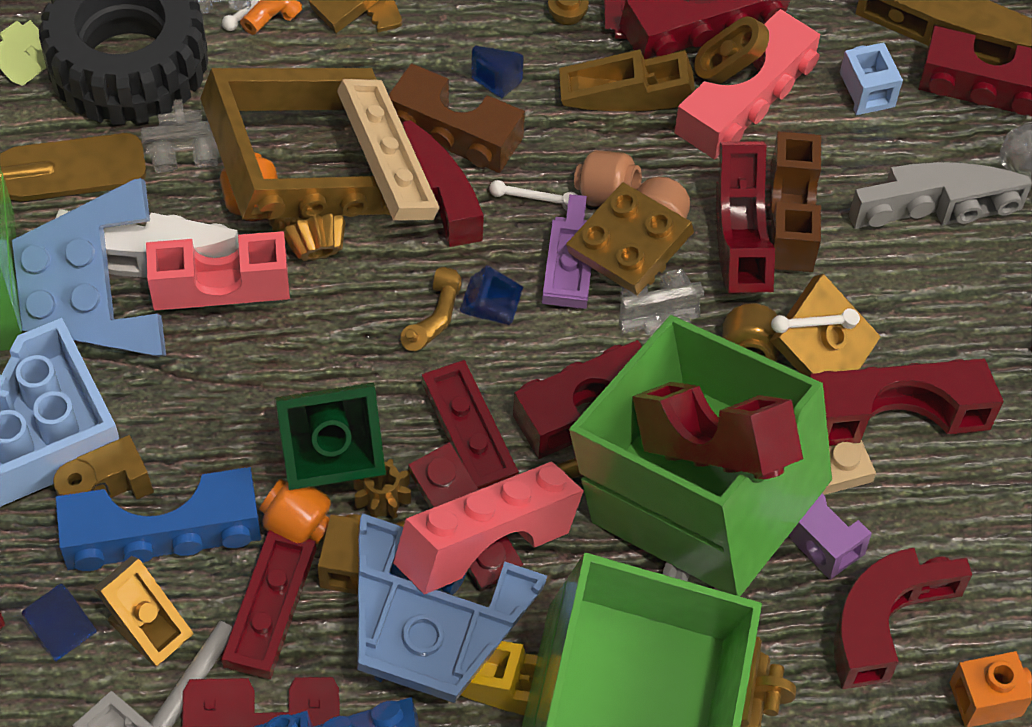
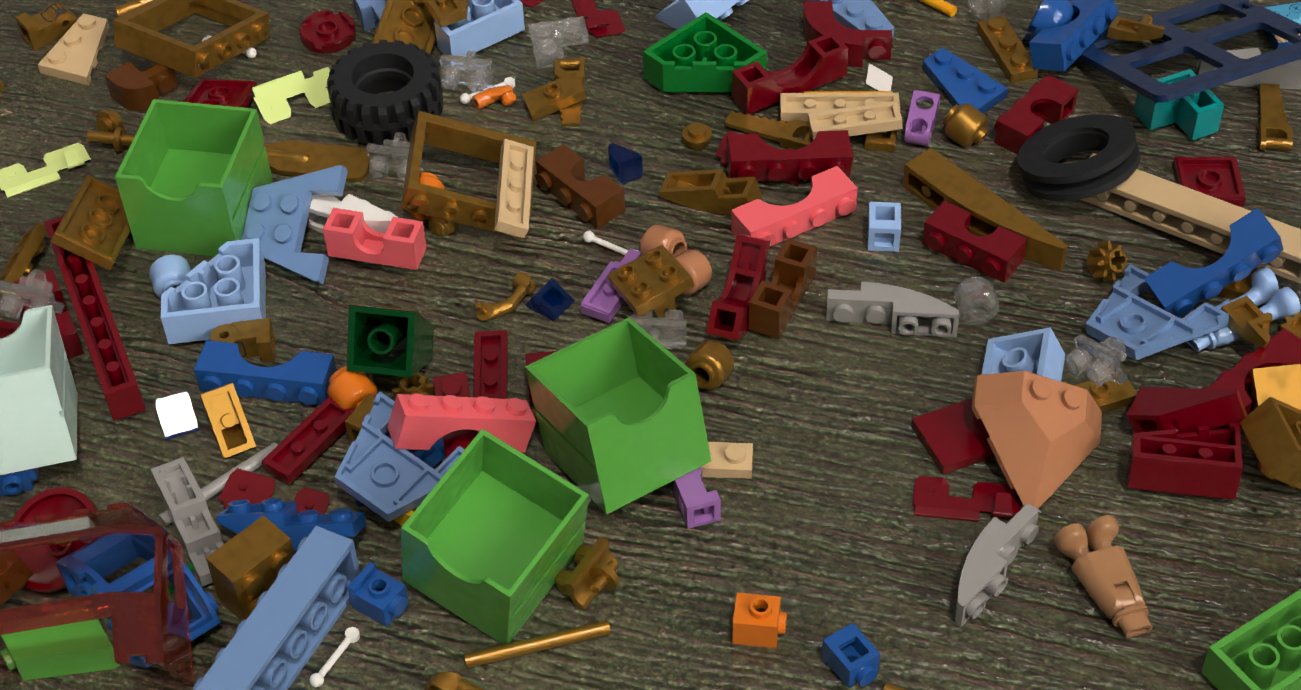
camera: 25 degrees right, 10 degrees down
(316, 236) = (450, 234): pearl gold piece -> none
(456, 199) = (547, 226): dark red slope -> none
(731, 50) = (790, 184): pearl gold plate -> none
(746, 437) = (619, 389): dark red arch -> none
(825, 346) = (758, 377): pearl gold plate -> none
(847, 319) = (774, 364): white hinge -> none
(862, 637) = (708, 544): dark red arch -> none
(952, 394) = (826, 431): dark red arch -> none

